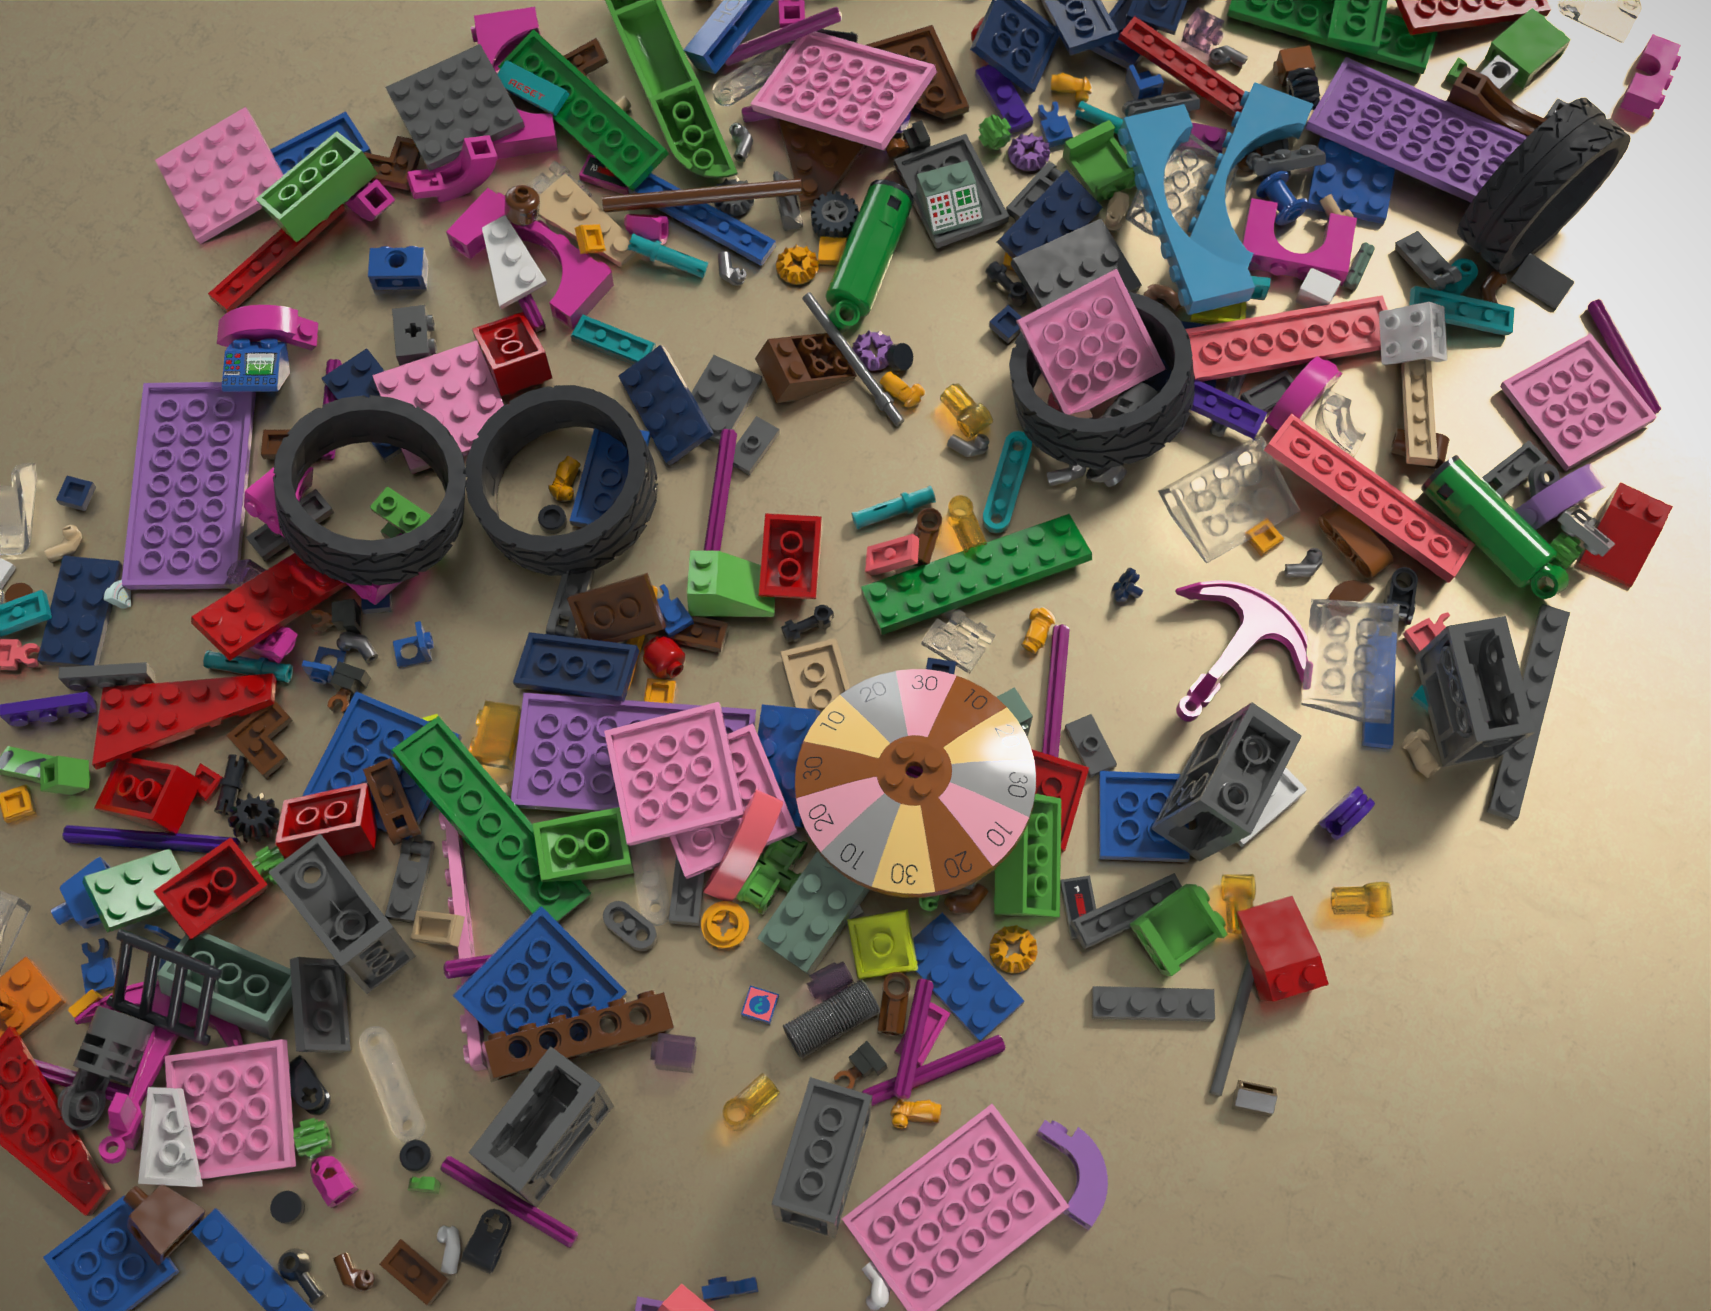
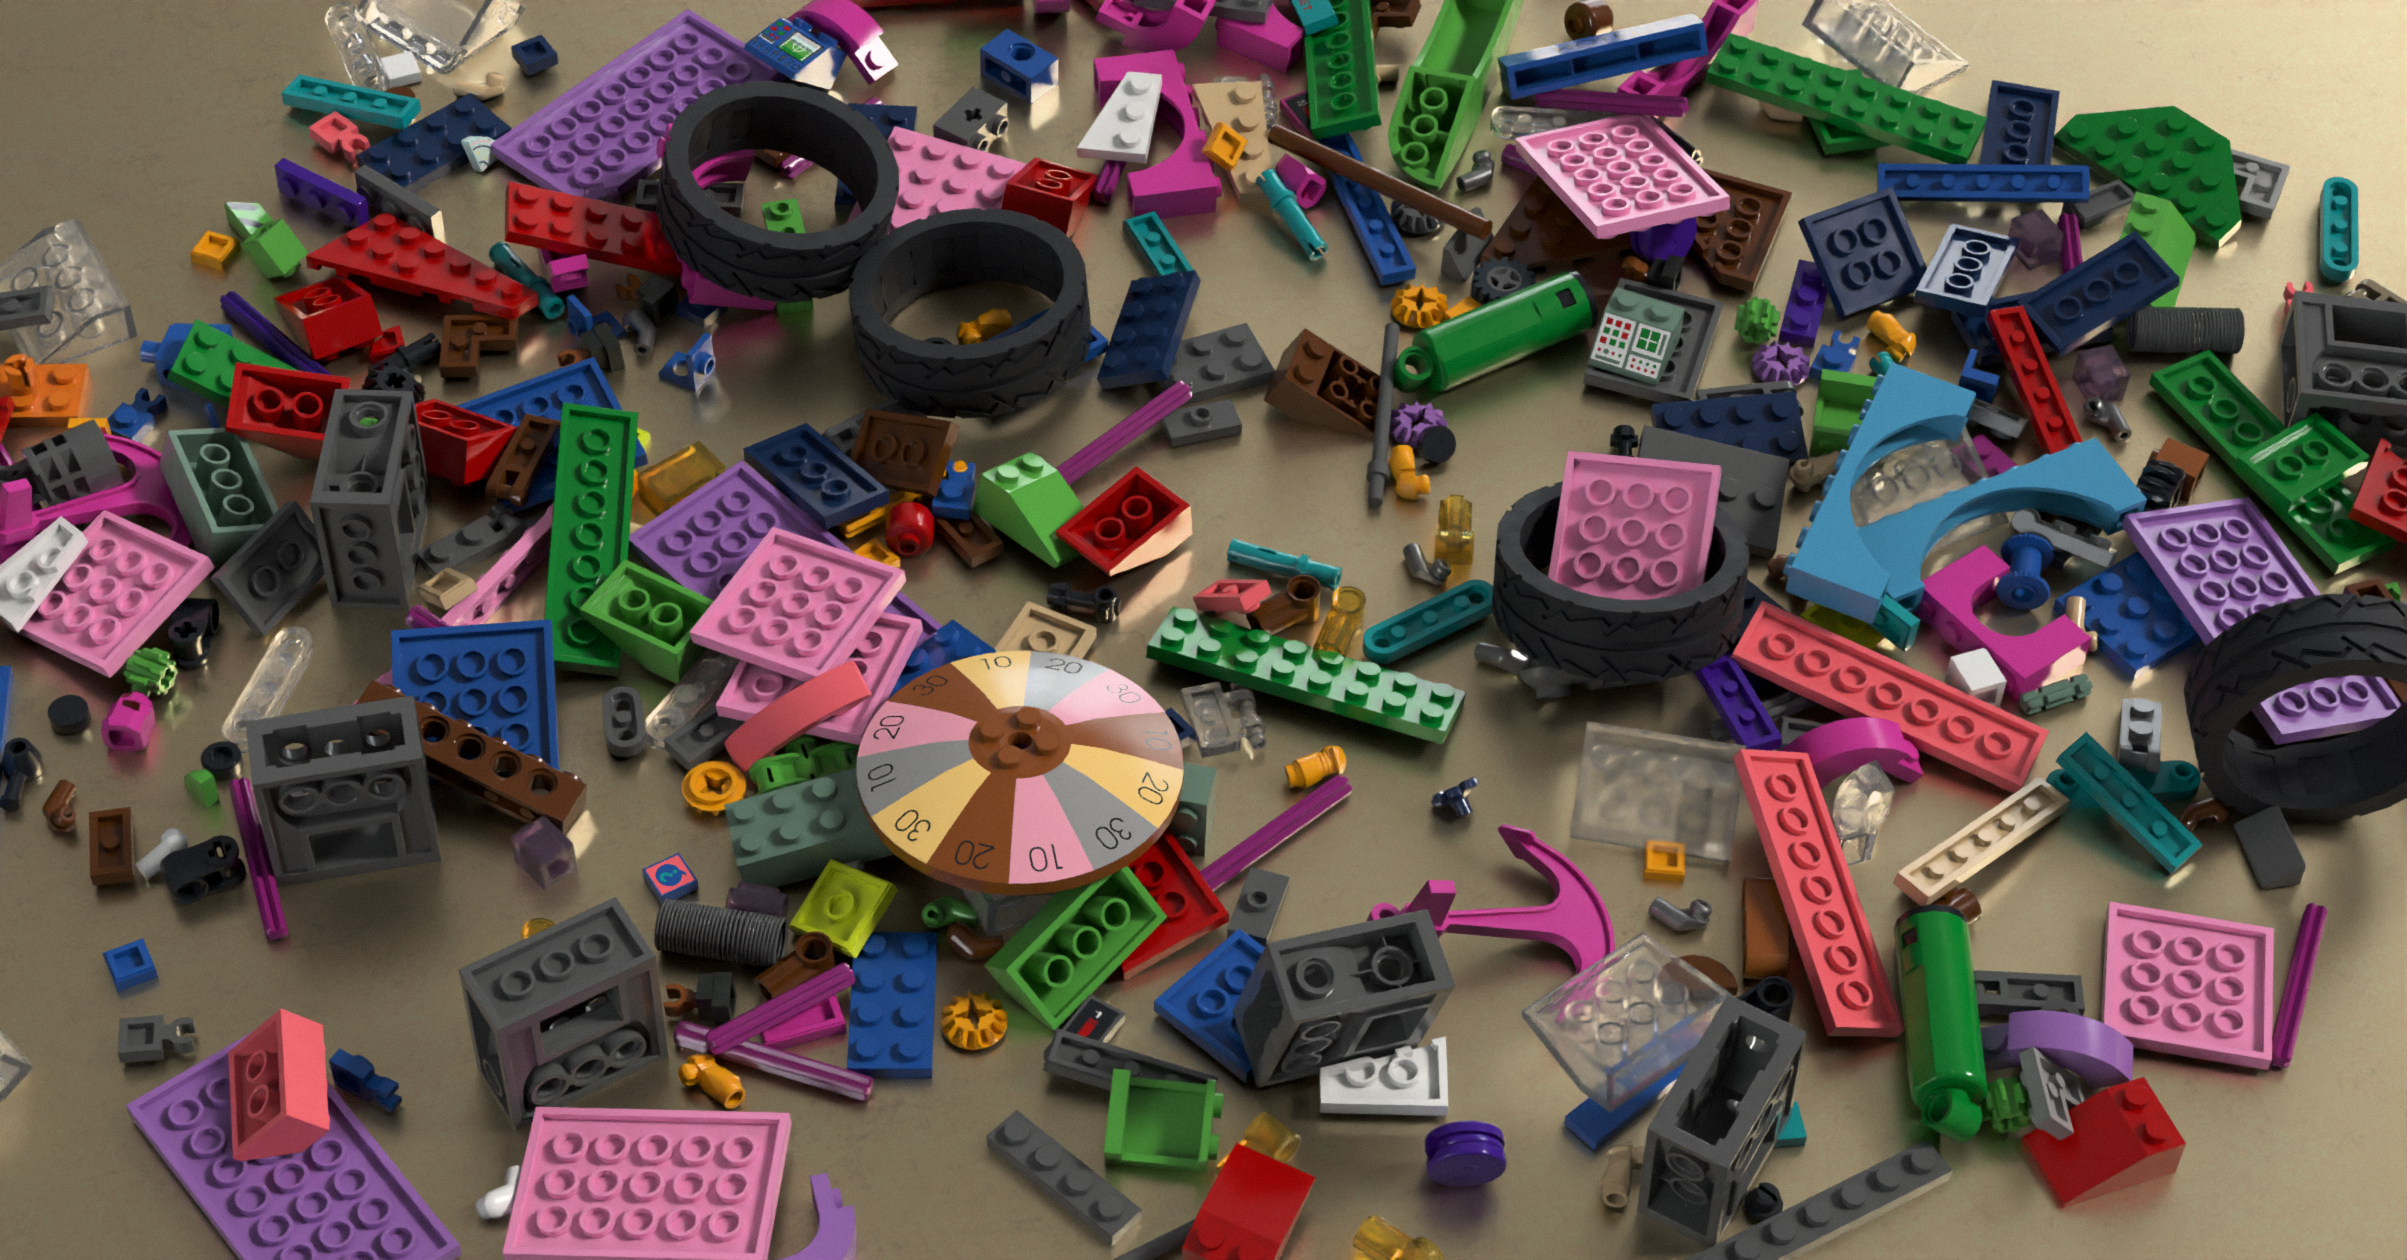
camera: 40 degrees right, 20 degrees down
(183, 964) = (192, 427): black bar -> none
(522, 205) = (1184, 73): reddish brown head -> none
(727, 272) = (1341, 267): flat silver arm -> none
(1413, 333) = (2043, 776): white bracket -> none

